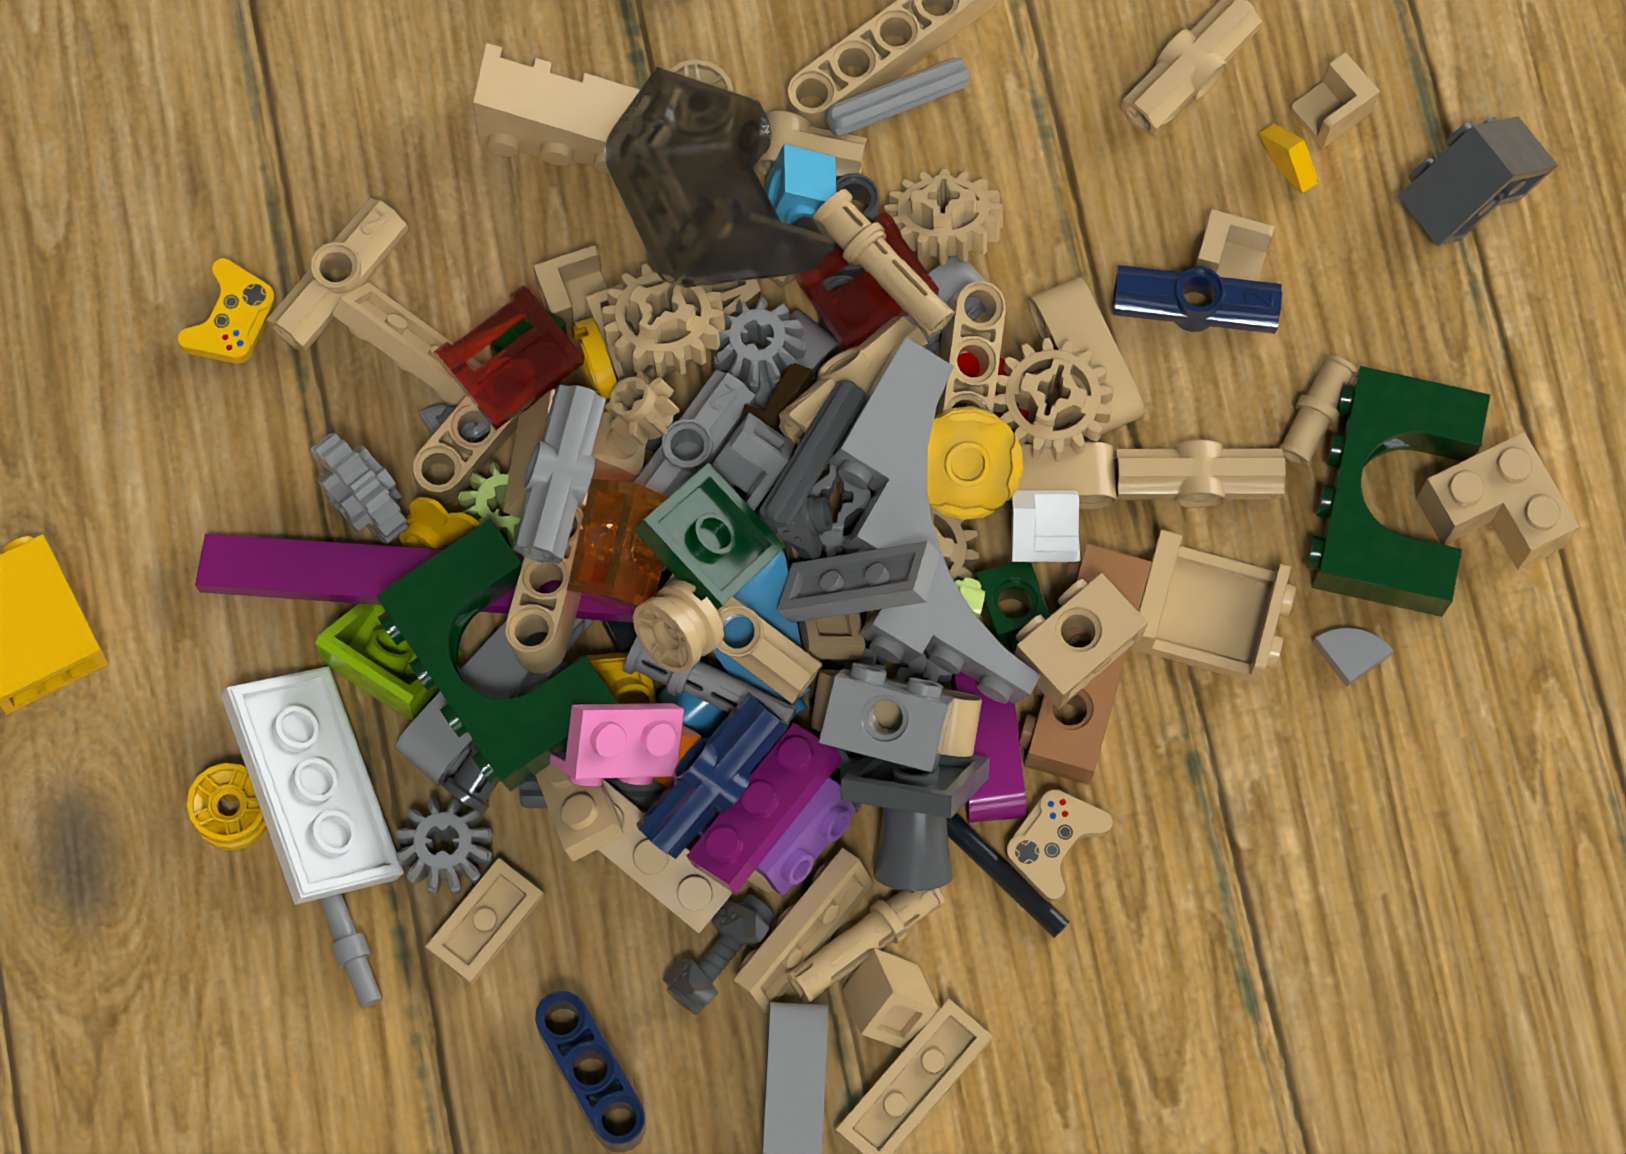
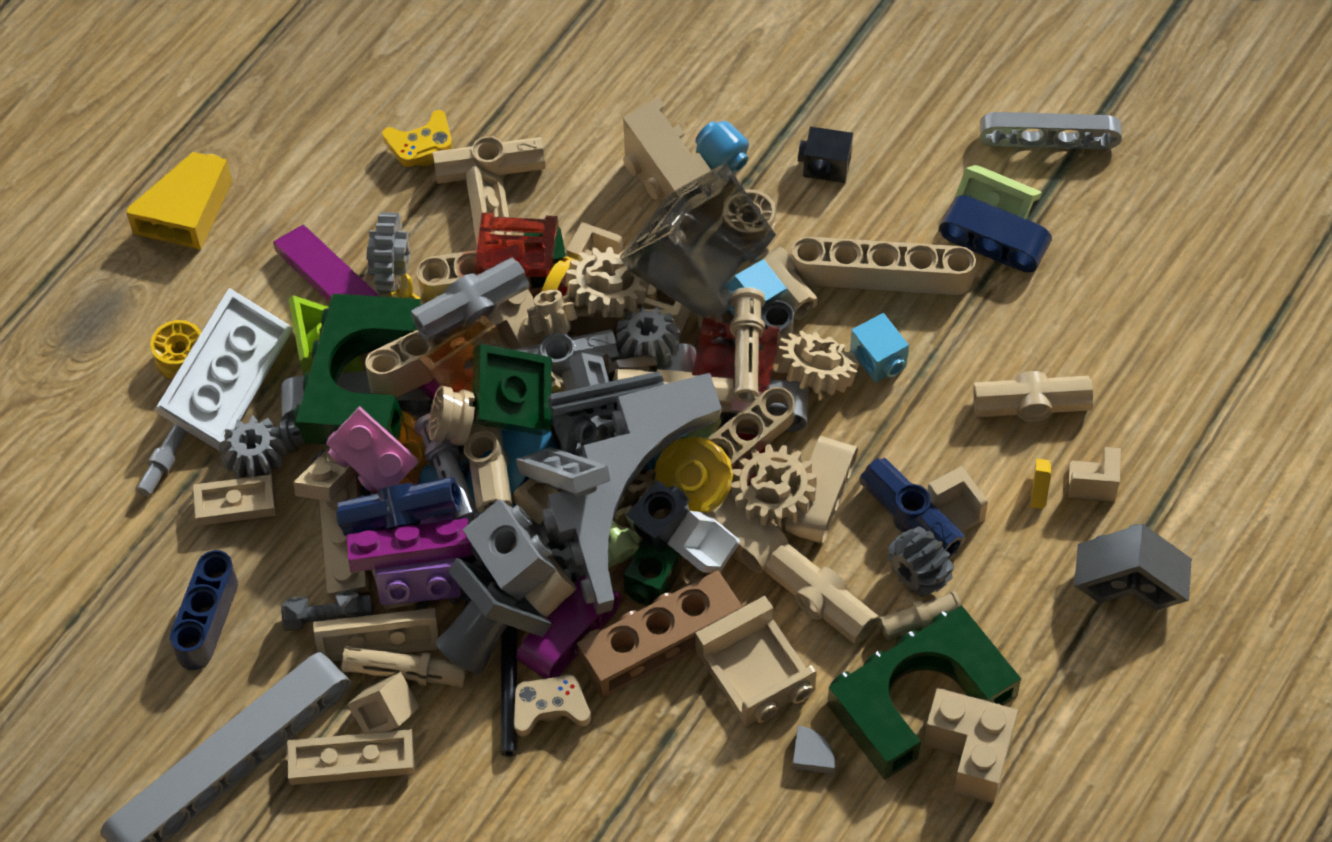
camera: 50 degrees right, 15 degrees down
(584, 40) = (722, 144): none -> dark azure head
(897, 96) = (854, 290): light grey axle -> none
(978, 562) = (658, 531): none -> black brick
(988, 142) = (879, 348): none -> medium azure brick
(1106, 619) = (671, 620): tan brick -> none
(1270, 352) = (920, 561): none -> dark grey gear

